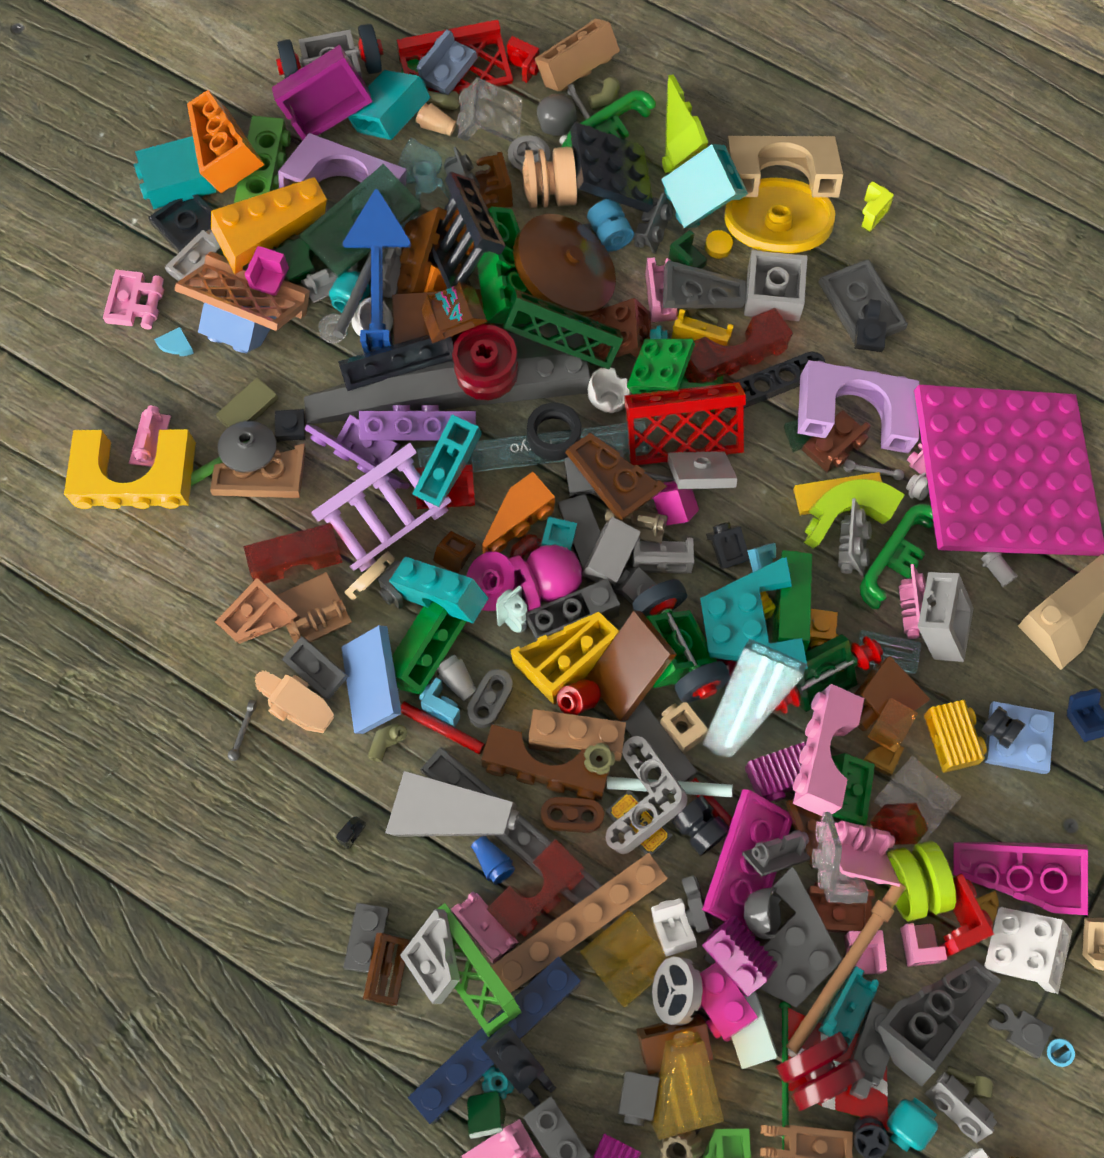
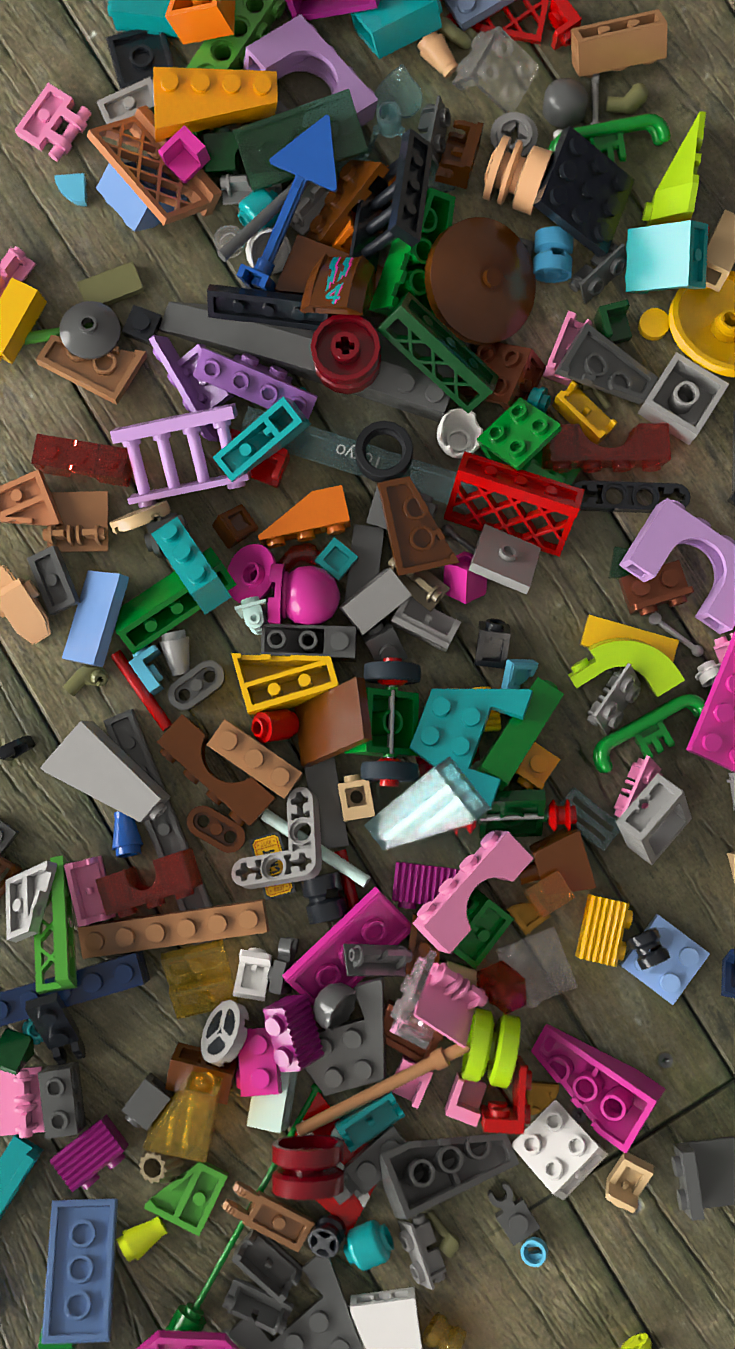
camera: 35 degrees right, 15 degrees up
(592, 764) = (254, 788): olive plate -> none

